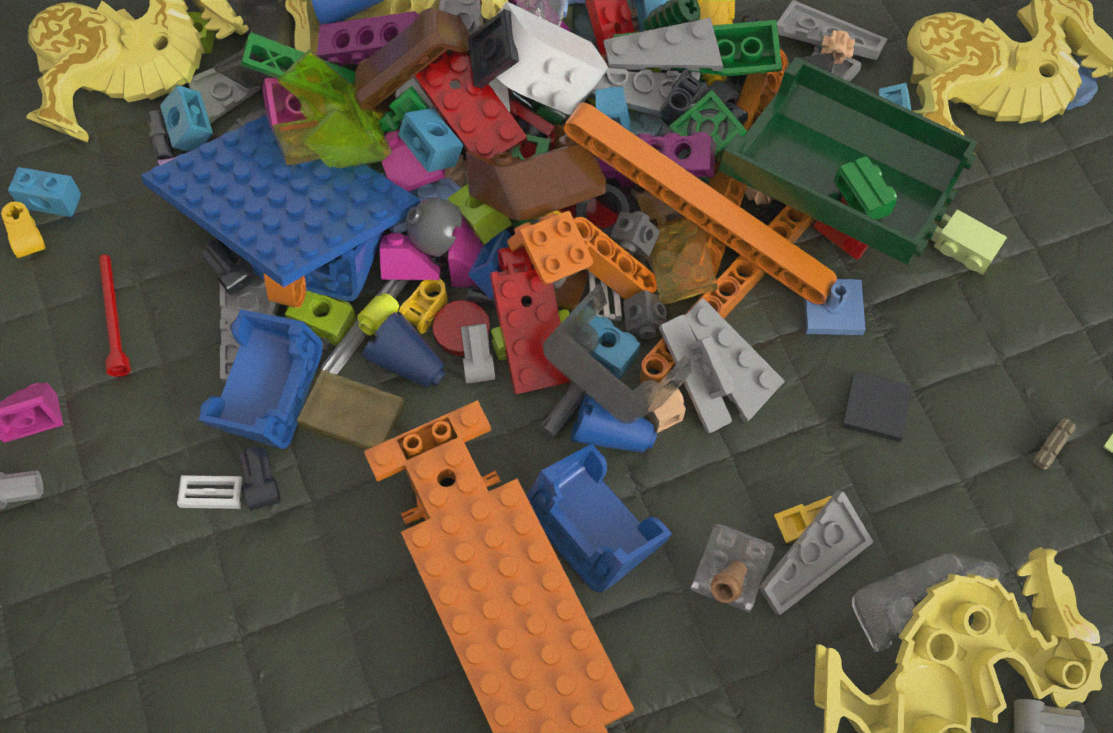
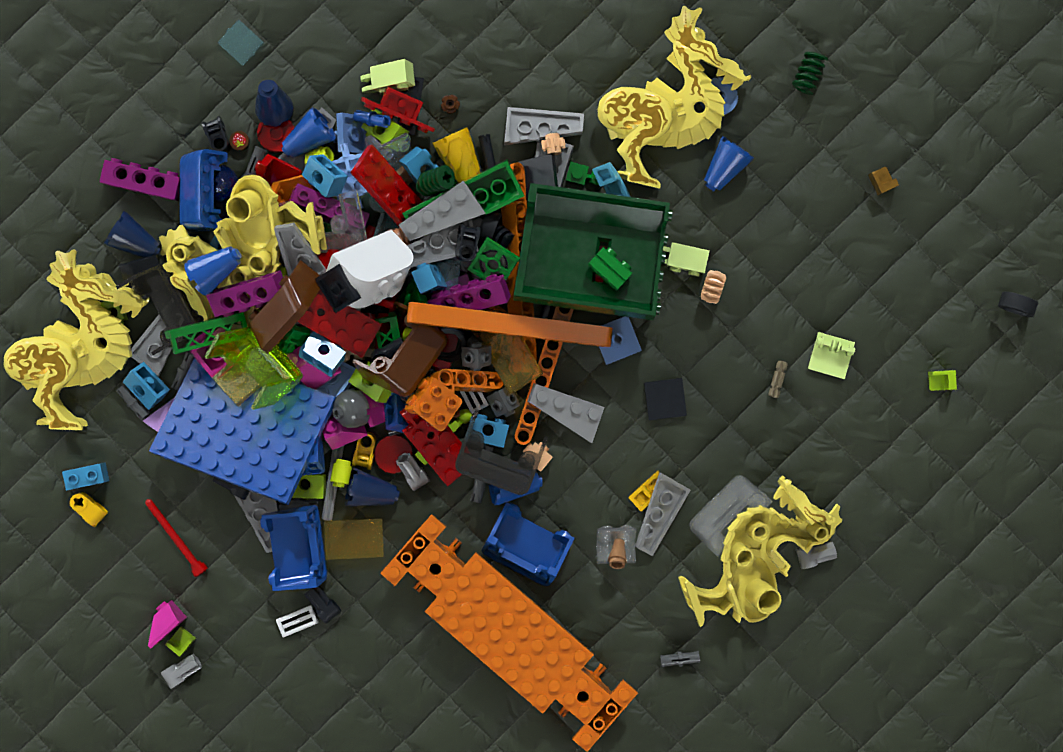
camera: 20 degrees left, 25 degrees up
(33, 450) = (180, 641): none -> lime panel
(709, 375) = (549, 425): light grey bracket -> none
(997, 284) = (713, 286): none -> light nougat gear
(1063, 149) = (726, 164): none -> blue cone

